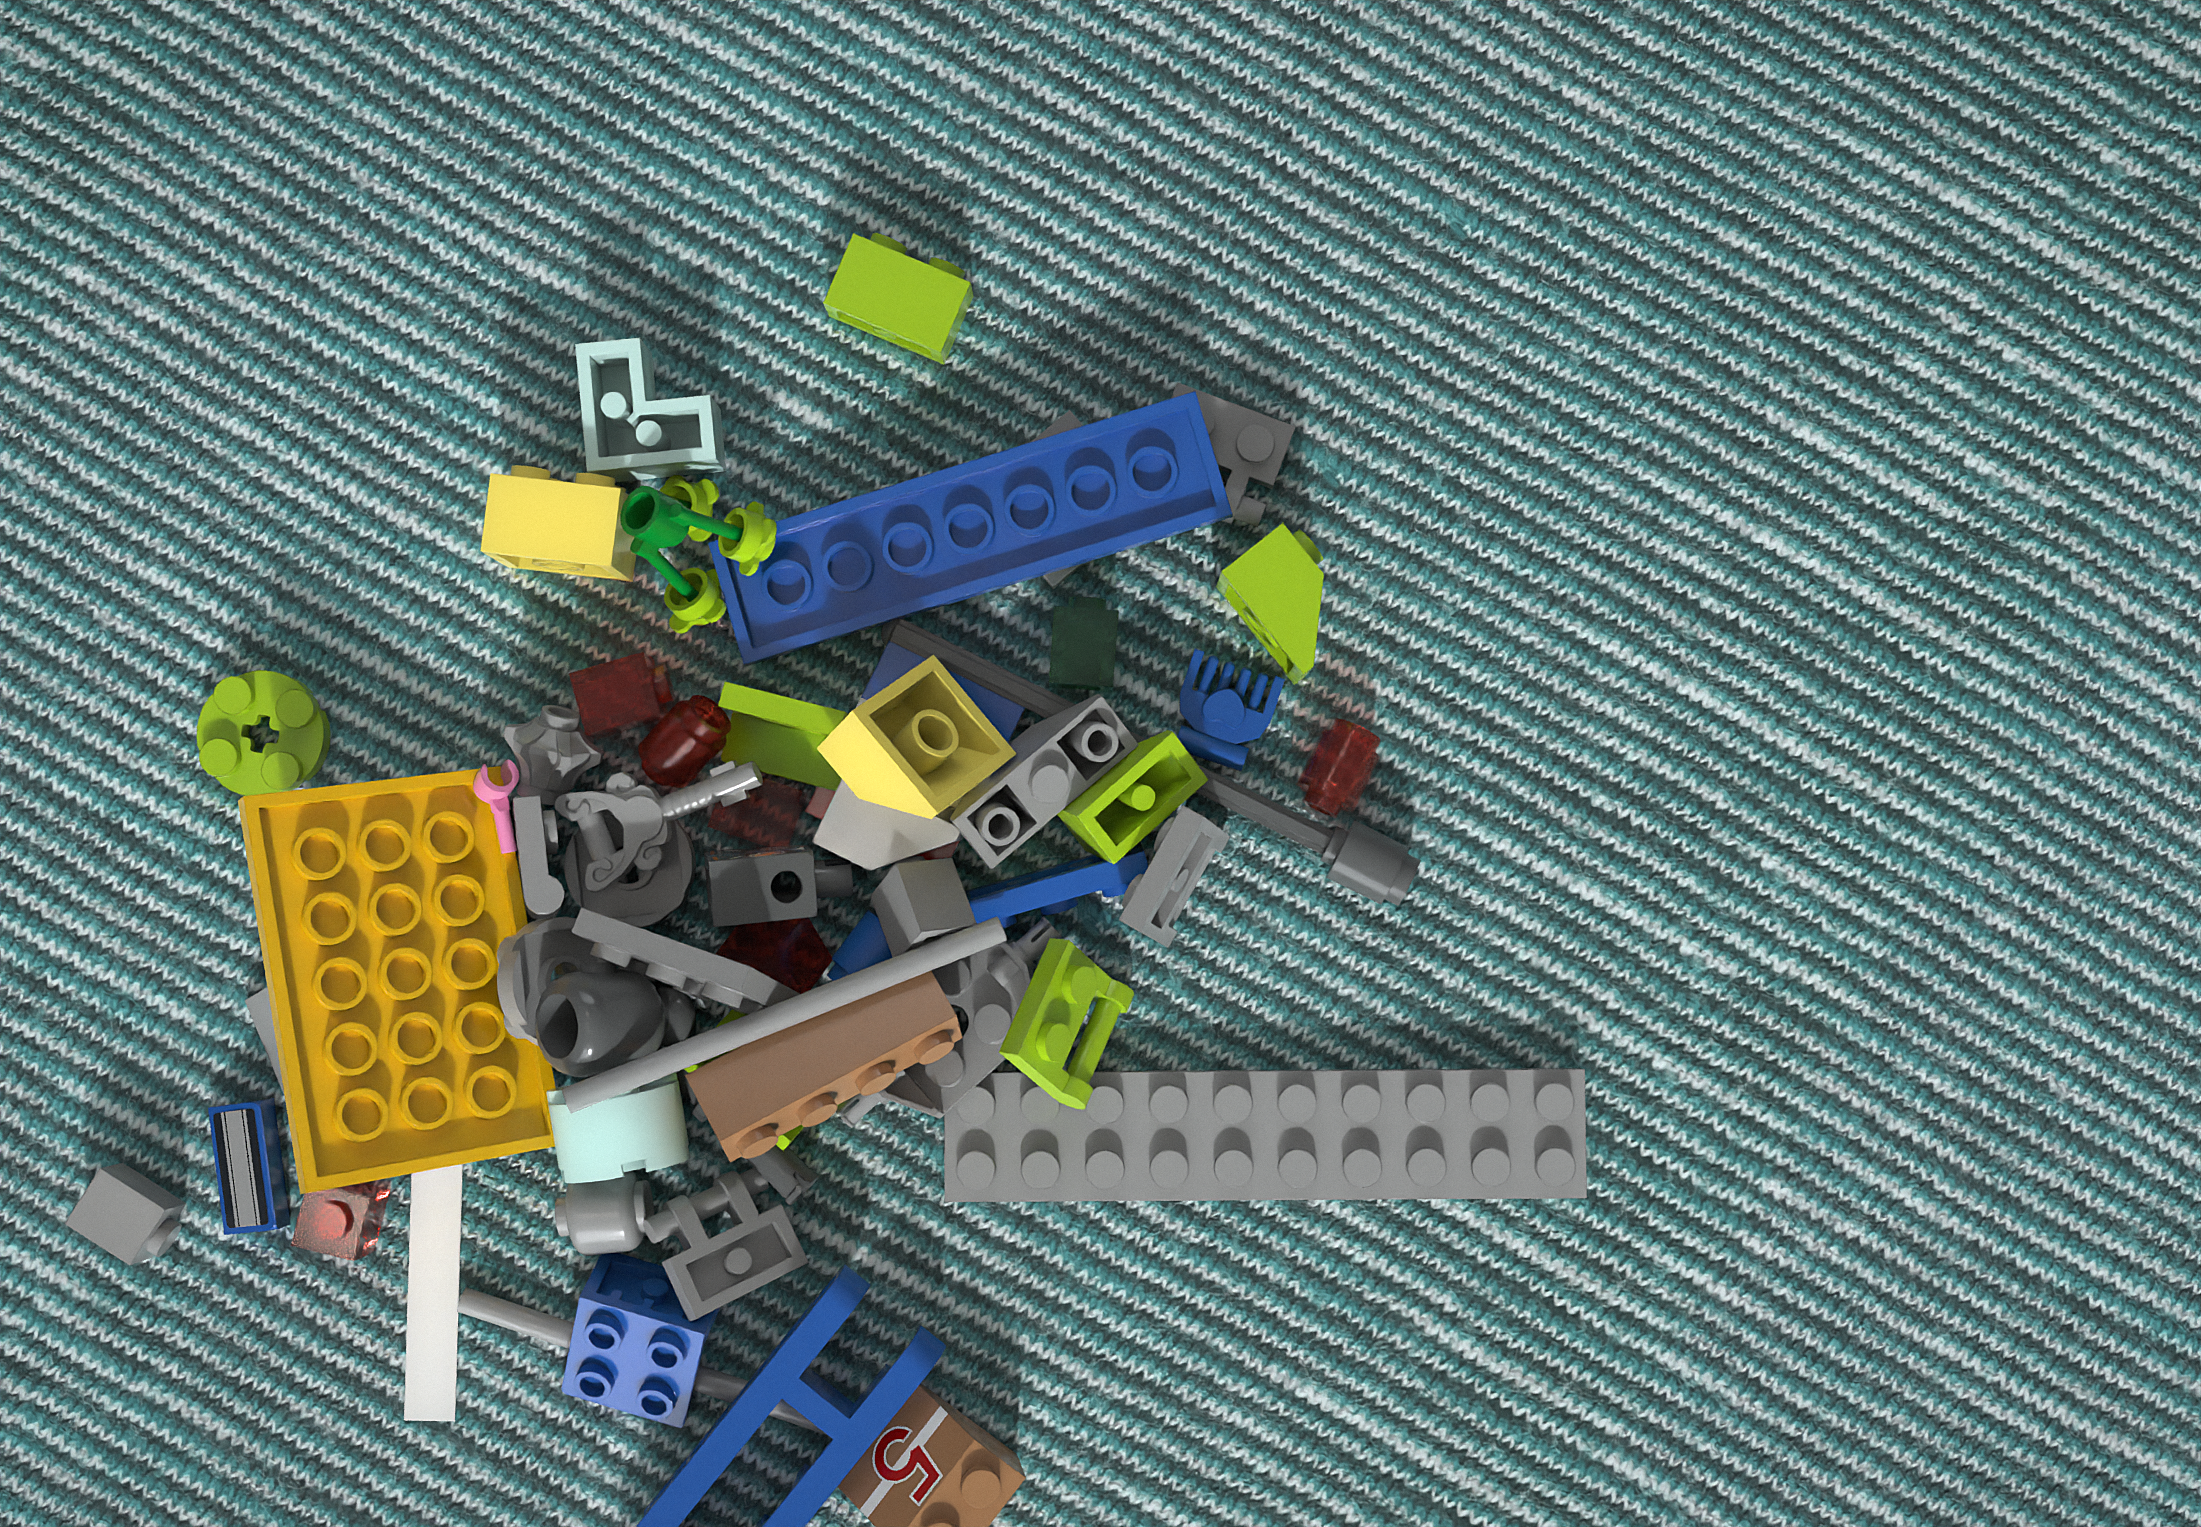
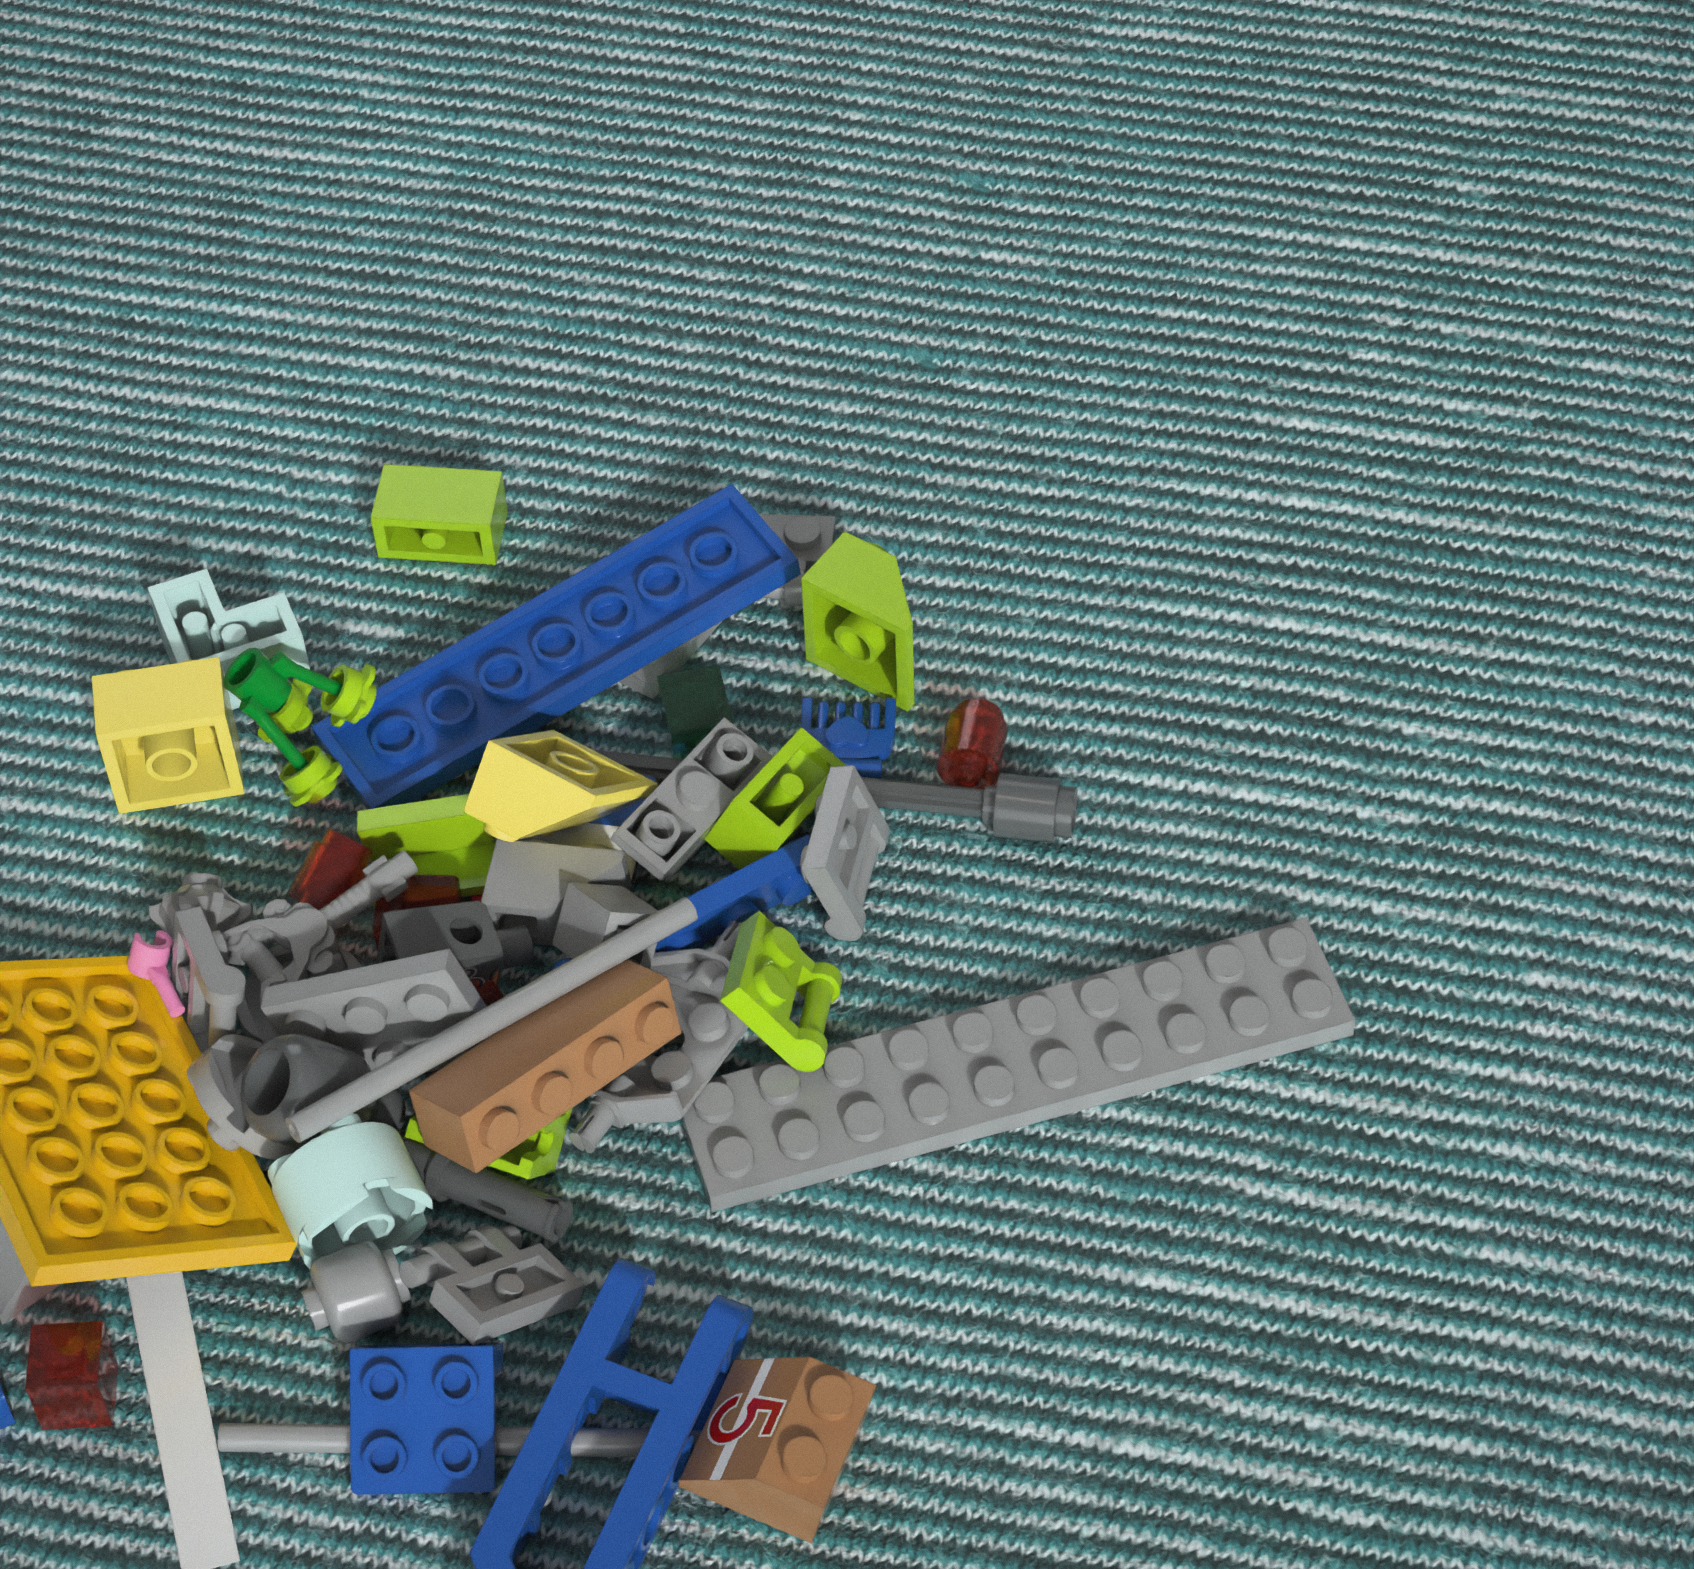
camera: 15 degrees left, 35 degrees down
(622, 694) = (257, 859): clear red brick -> none

